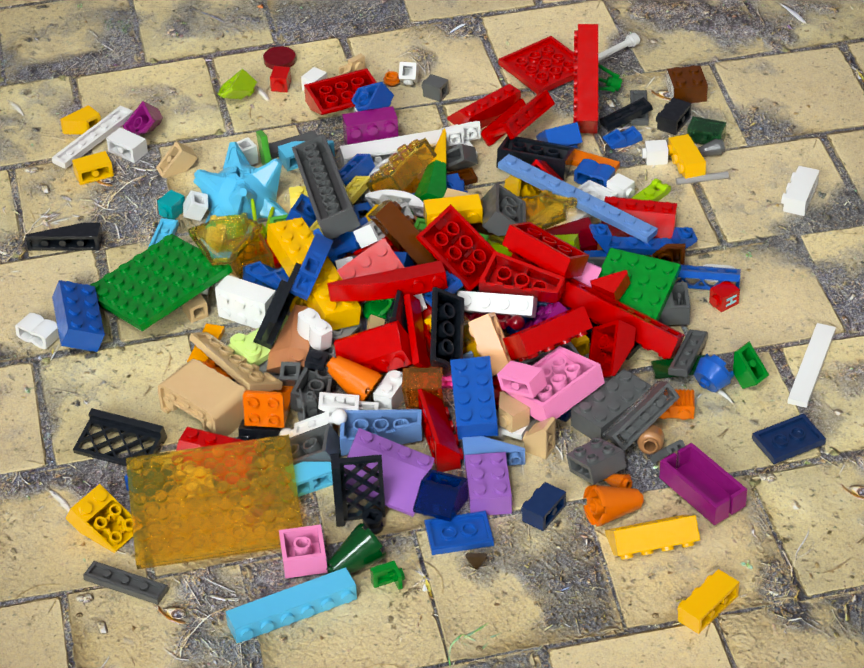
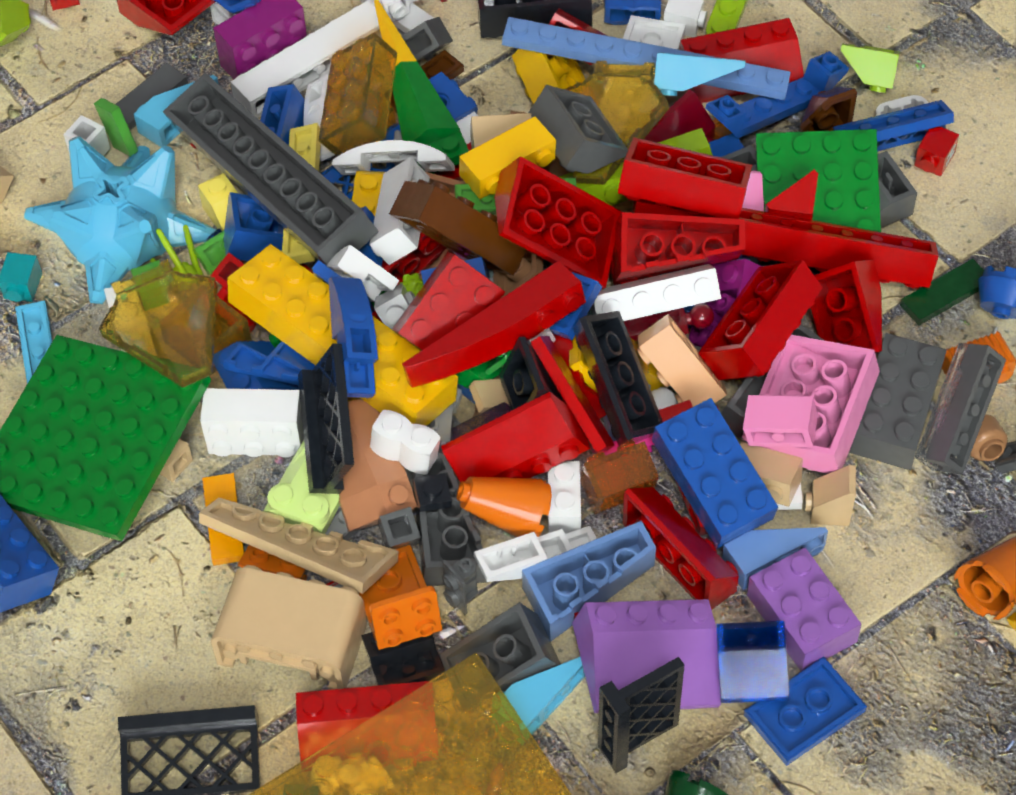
camera: 25 degrees left, 15 degrees up
(195, 205) = (63, 267): white brick -> none
(337, 417) = (486, 607): white plate -> none
(341, 244) = (354, 264): none -> white slope
(372, 519) = (671, 753): black wheel -> none
(476, 559) = (861, 747): dark brown slope -> none
(543, 506) = (904, 615): dark blue brick -> none
(594, 208) = (683, 71): none -> medium azure slope
(596, 460) = (935, 507): dark grey brick -> none
(619, 480) = (981, 528): orange cone -> none
(688, 353) = (949, 272): dark grey tile -> none
(715, 244) = (873, 65): none -> lime slope

